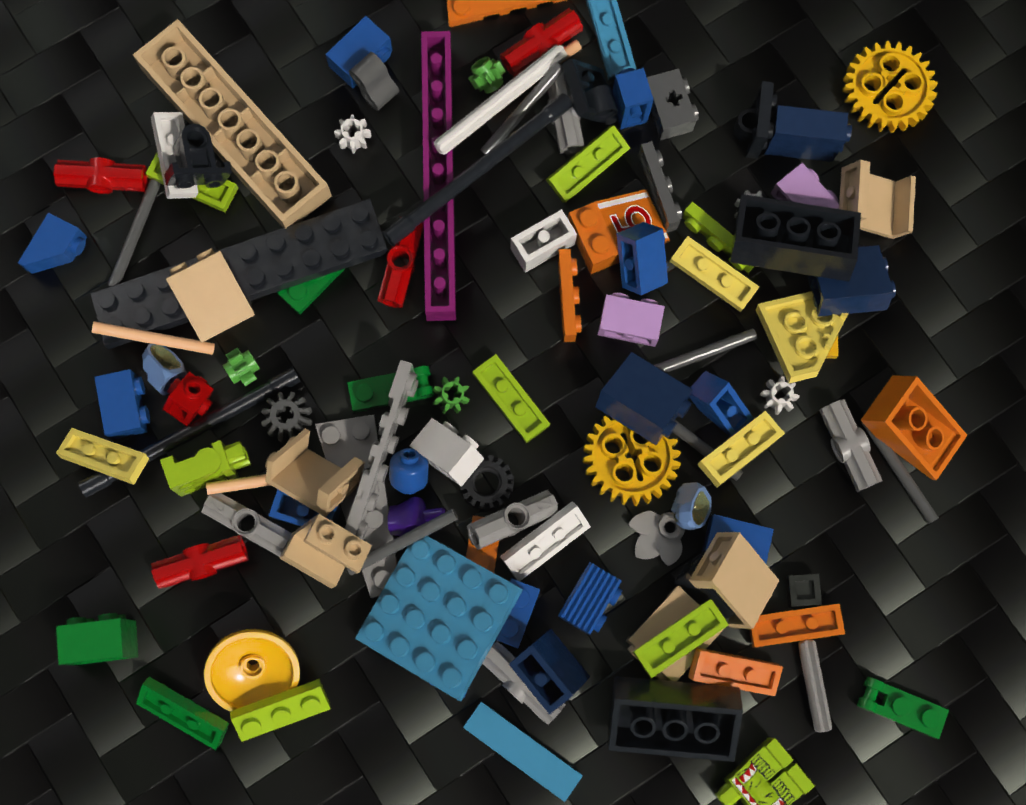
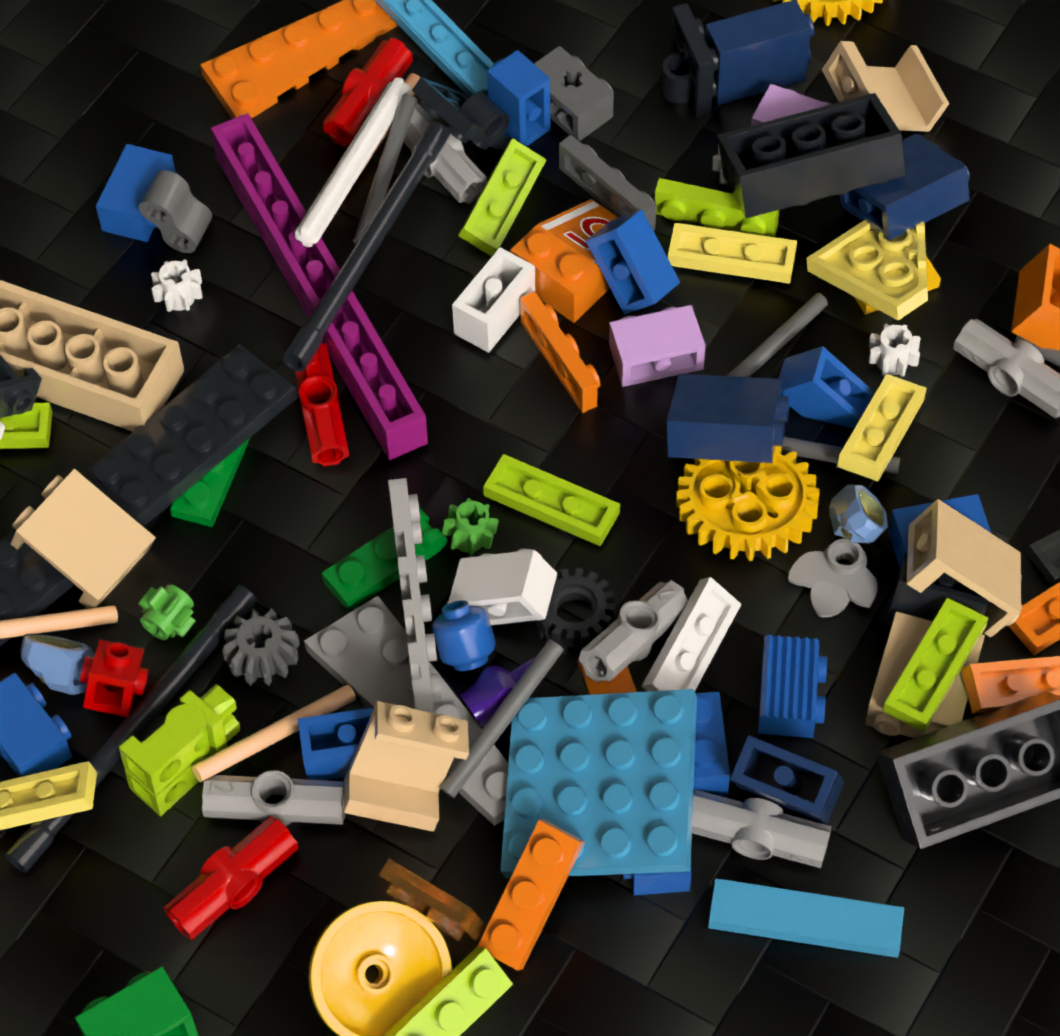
camera: 20 degrees left, 20 degrees down
(303, 641) = (444, 910): none -> clear orange plate
(311, 477) = (335, 696): tan panel -> none
(363, 664) = (531, 894): none -> orange plate
(487, 74) = (318, 151): bright green gear -> none

